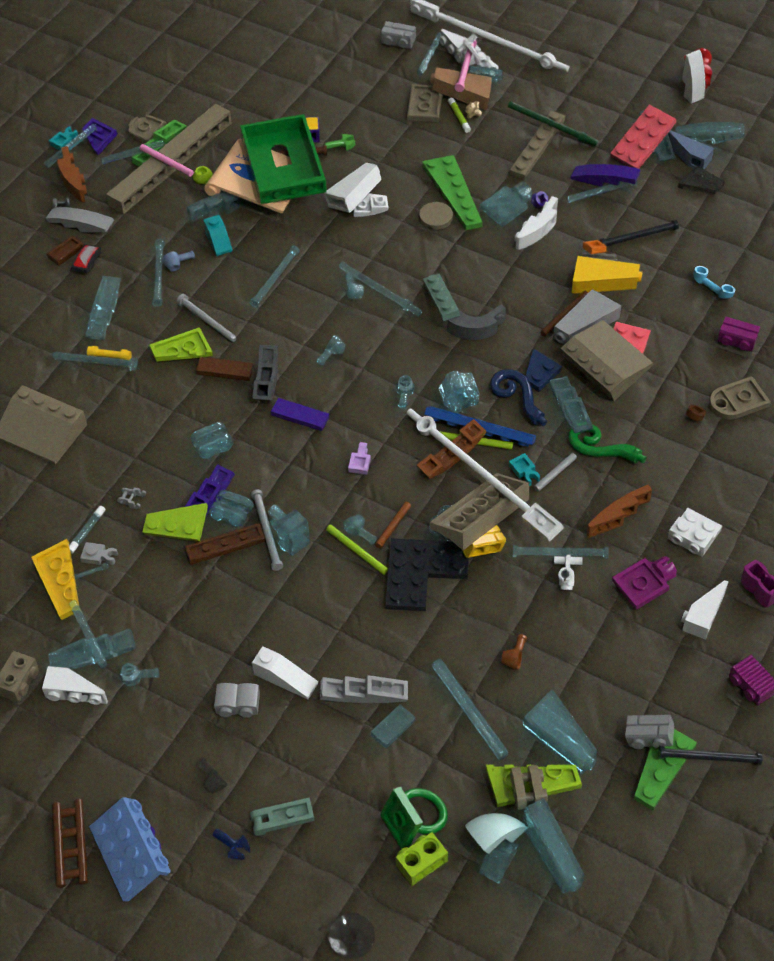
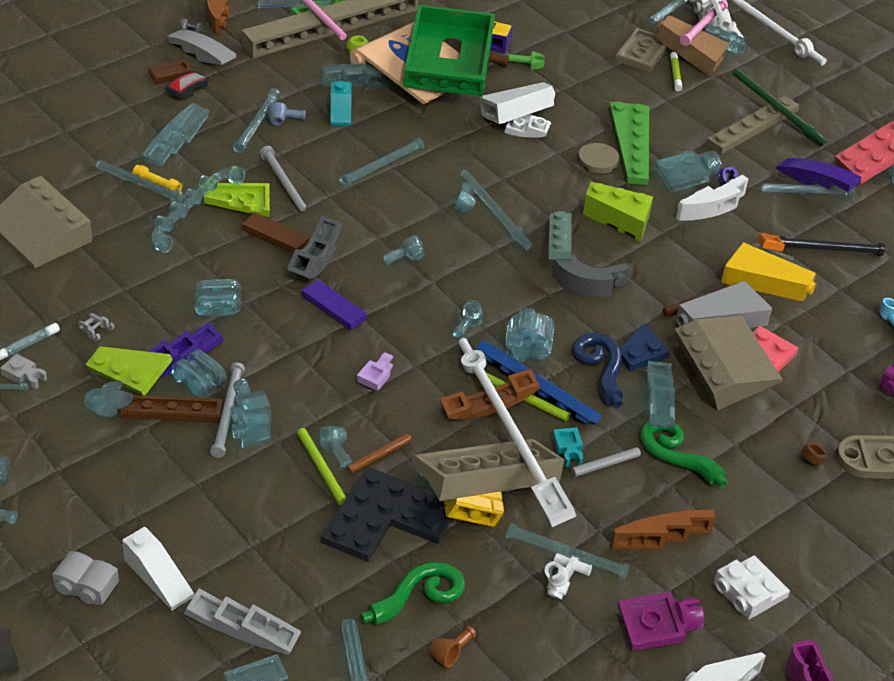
camera: 15 degrees right, 10 degrees down
(154, 345) = (165, 242): none -> clear light blue bar
(175, 554) = (107, 399): none -> clear light blue plate
(459, 640) = (391, 606): none -> green plant
(472, 256) = (618, 207): none -> lime wedge
(473, 109) = (693, 69): tan plant -> none

